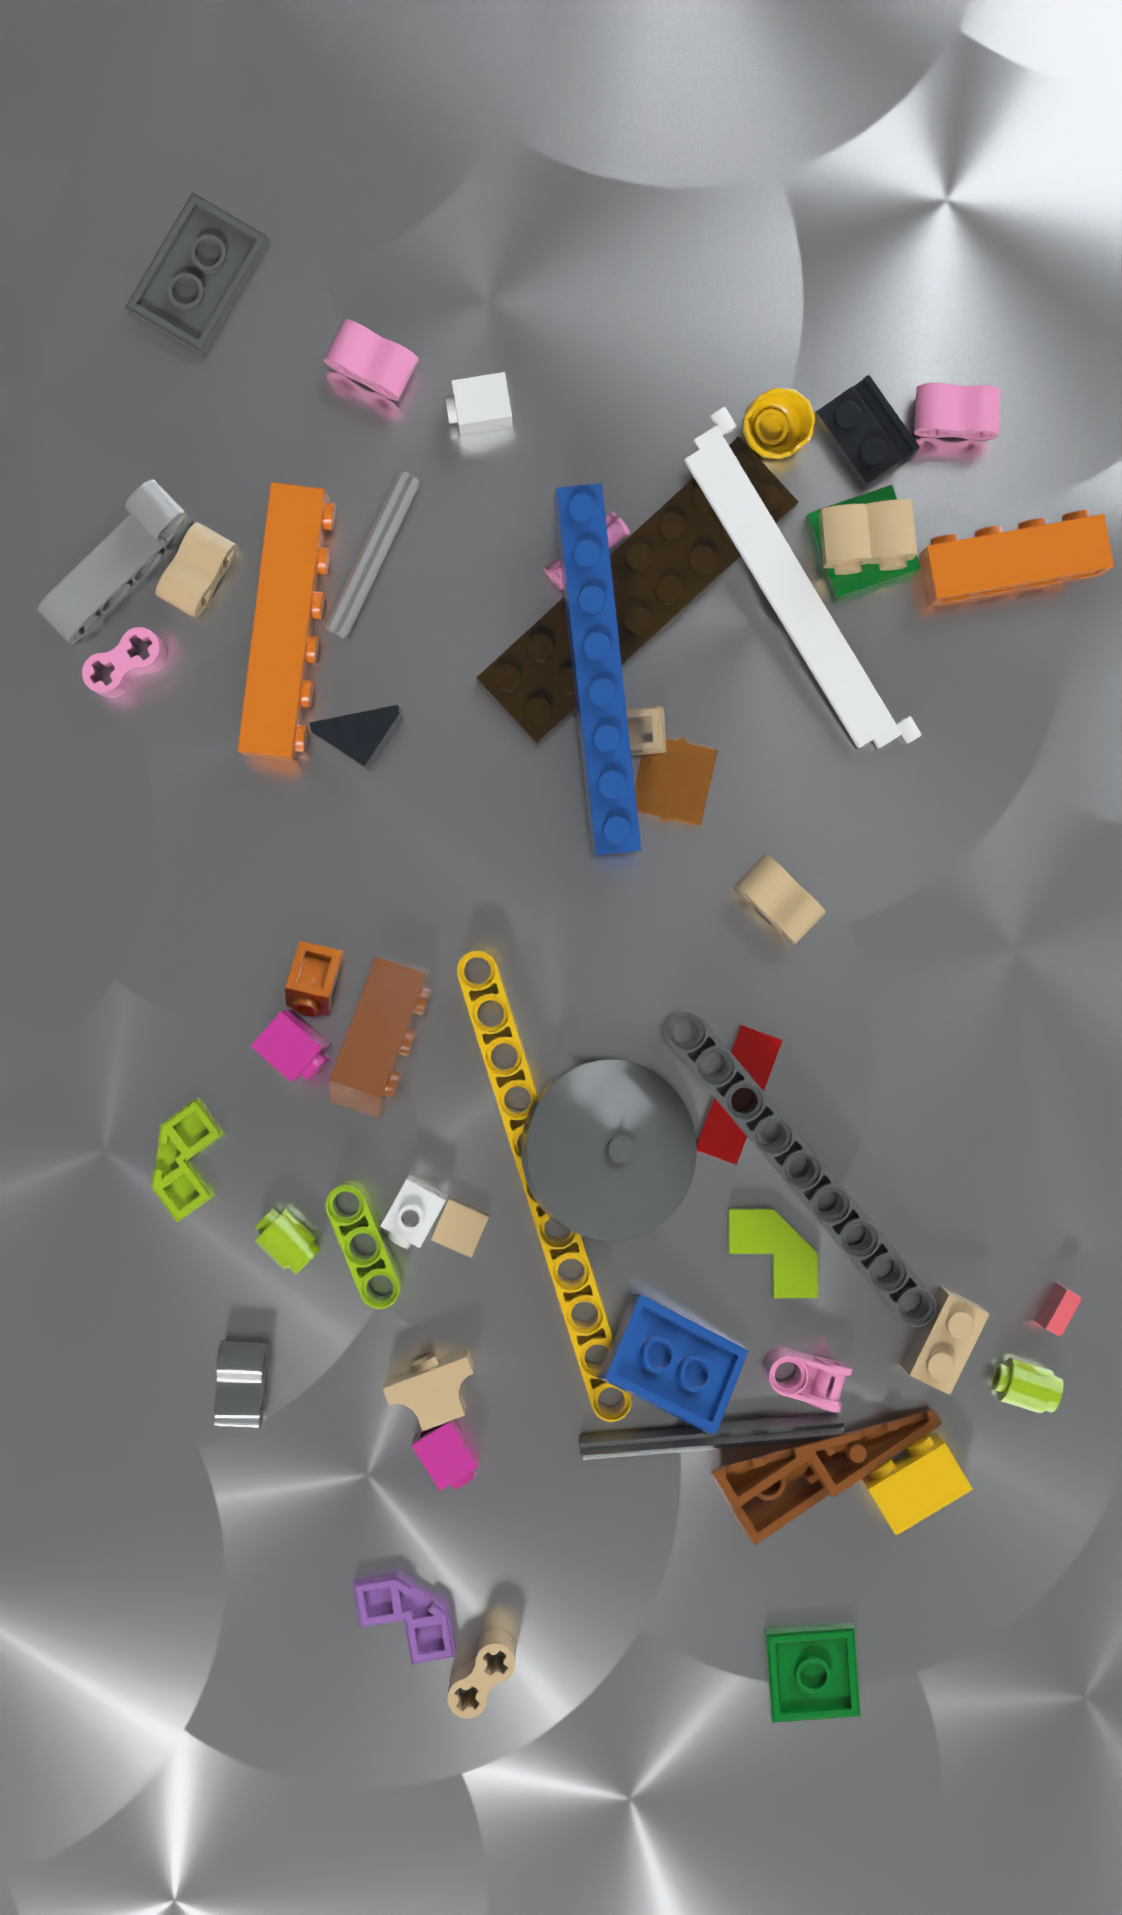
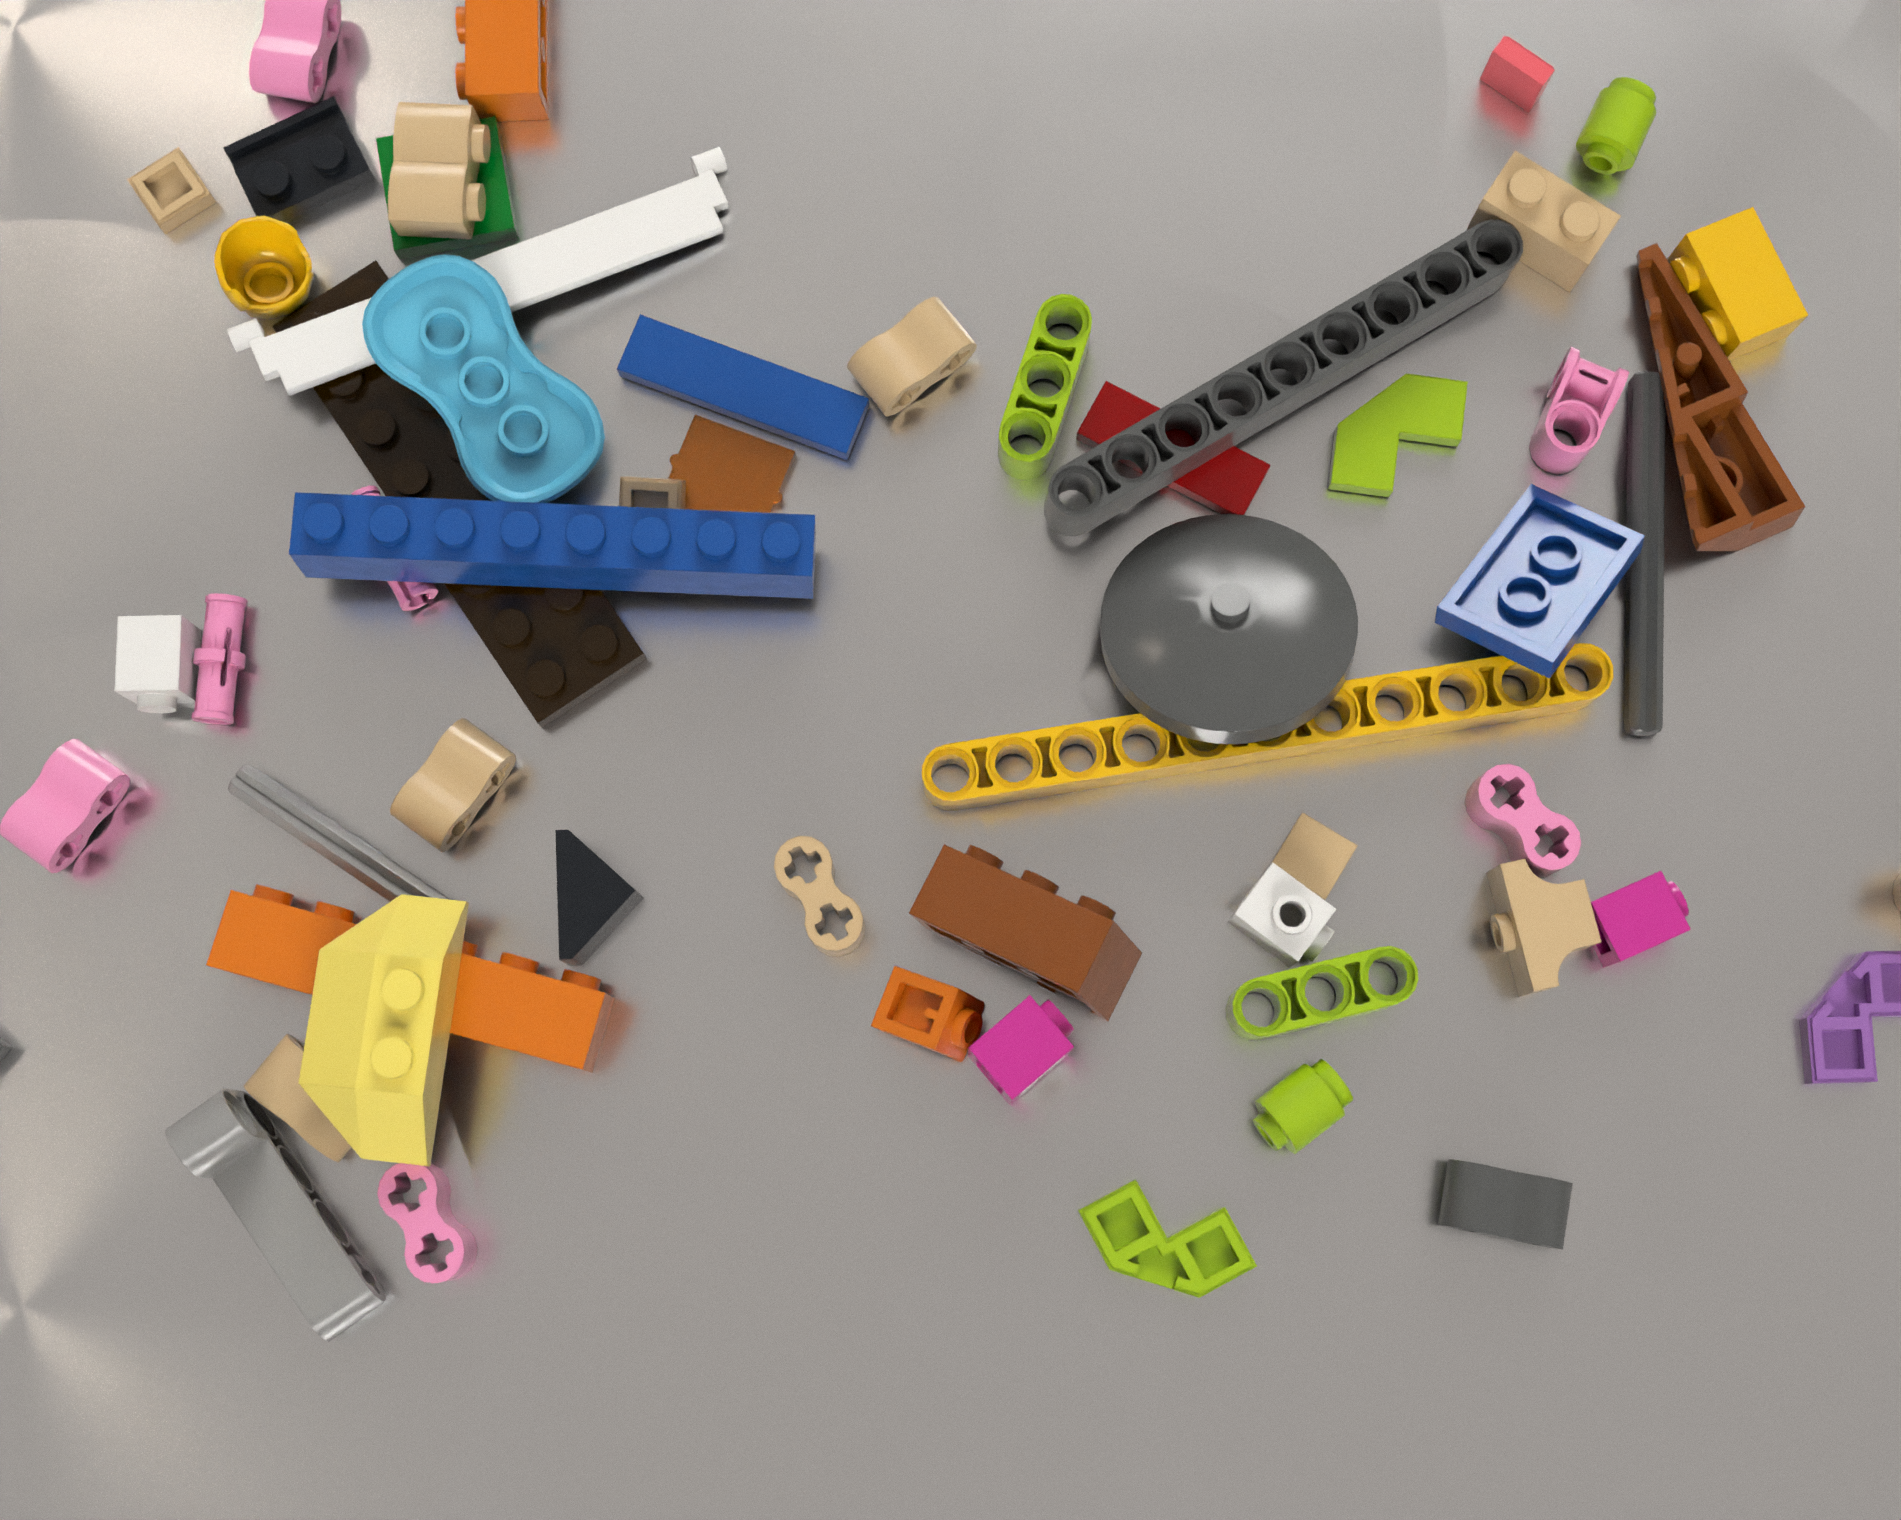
camera: 80 degrees left, 10 degrees down
(245, 613) = (385, 1026): none -> light yellow wedge
(381, 893) = (819, 895): none -> tan axle
(424, 626) = (453, 784): none -> tan axle
(490, 446) = (219, 659): none -> bright pink pin
(503, 1369) = (1522, 819): none -> bright pink axle
(736, 571) = (511, 417): none -> medium azure plate
(742, 781) = (743, 387): none -> blue tile
(791, 1001) = (1051, 360): none -> lime beam
(833, 342) = (171, 190): none -> tan tile

